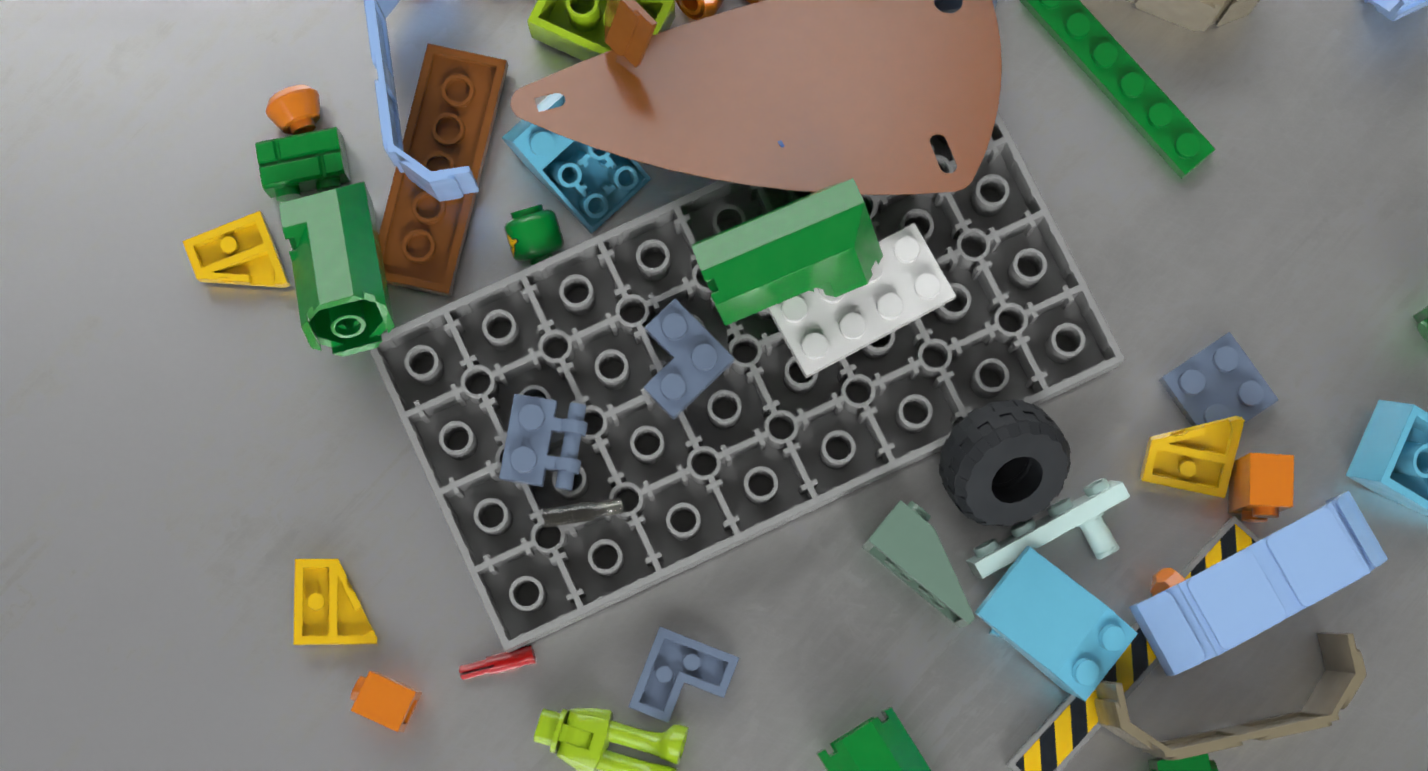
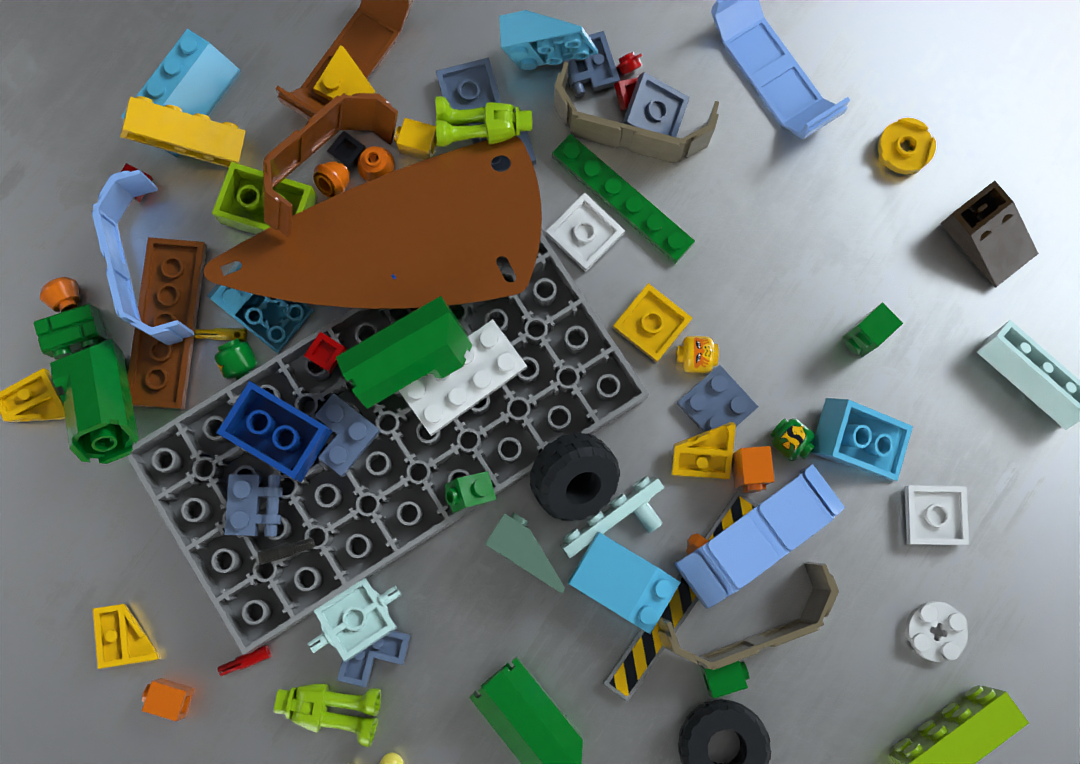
camera: 10 degrees left, 0 degrees up
(518, 195) = (223, 334): none -> yellow piece
(589, 341) = (274, 431): none -> blue brick
(666, 623) = (355, 619): none -> light aqua plate
(669, 239) = (324, 352): none -> red plate
(853, 463) = (469, 491): none -> green bracket
(1056, 116) = (585, 232): none -> white plate
(1138, 259) = (652, 323): none -> yellow plate
(1199, 313) = (697, 354): none -> yellow head
(1324, 453) = (793, 439): none -> green head

